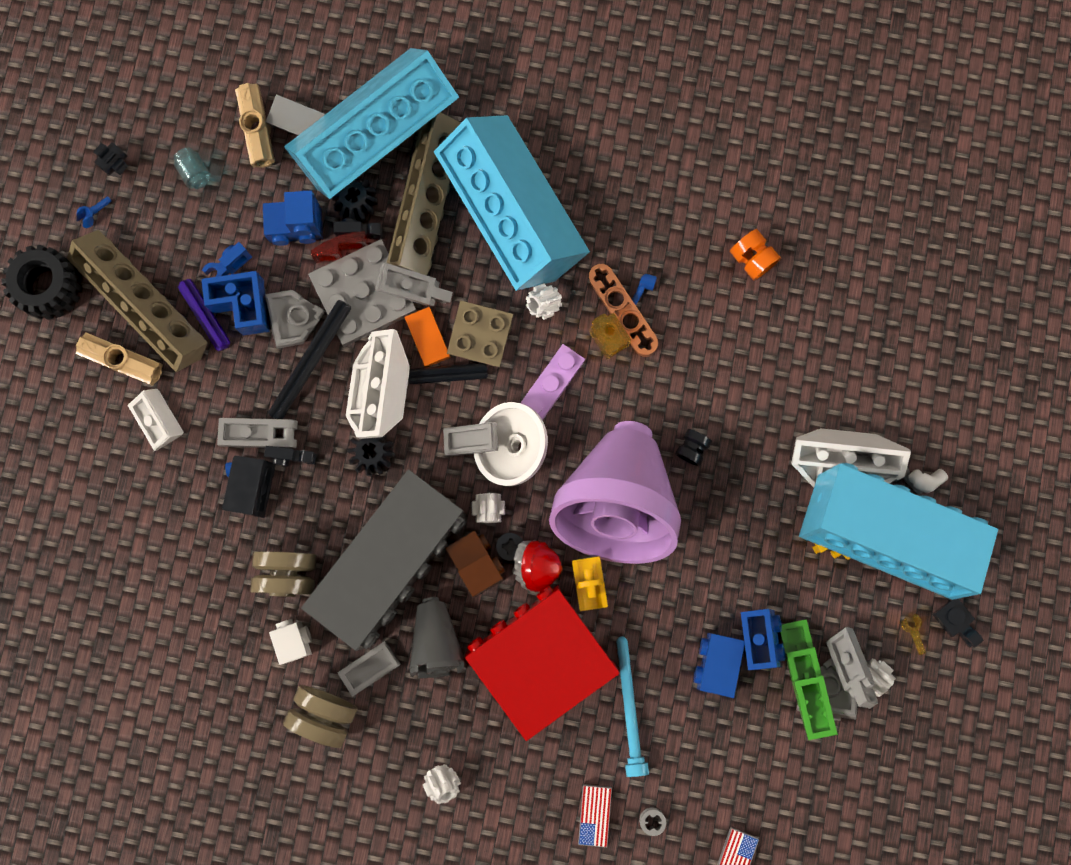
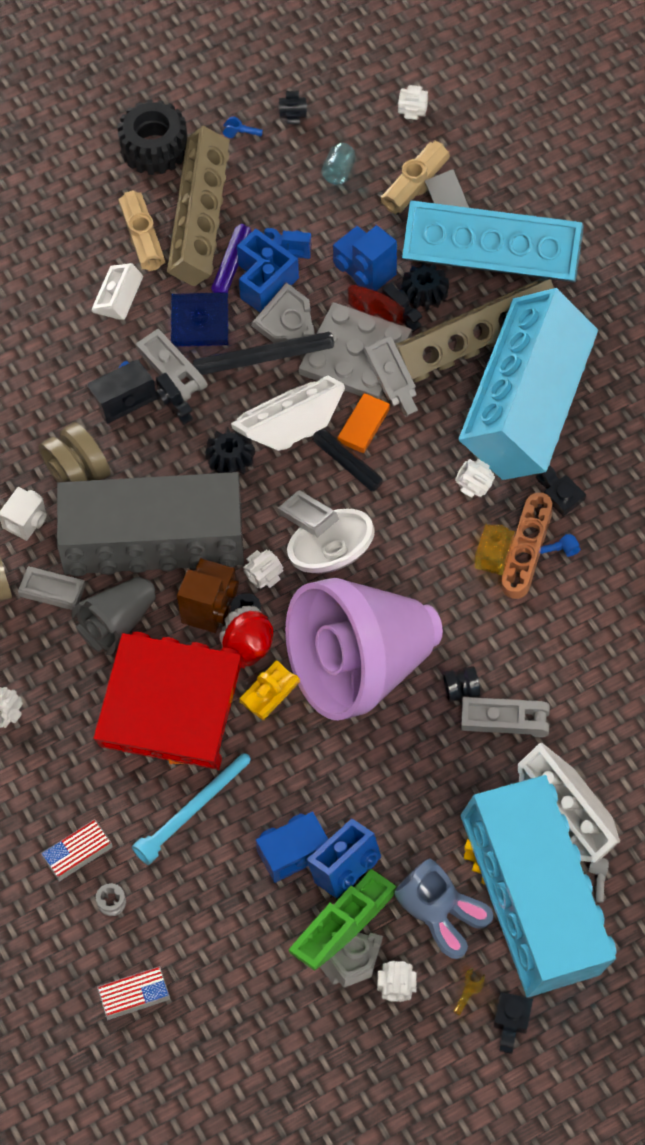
camera: 50 degrees right, 20 degrees down
(187, 70) = (413, 102): none -> white gear
(235, 379) = (200, 319): none -> clear blue plate
(480, 333) = (403, 454): dark tan hinge -> none
(553, 381) = (413, 541): lavender plate -> none
(604, 251) = (563, 491): none -> black plate
(739, 440) = (505, 716): none -> light grey plate
(837, 604) = (430, 896): none -> sand blue piece
(852, 667) = (386, 946): light grey hinge -> none
(926, 482) = (610, 893): white arm -> none

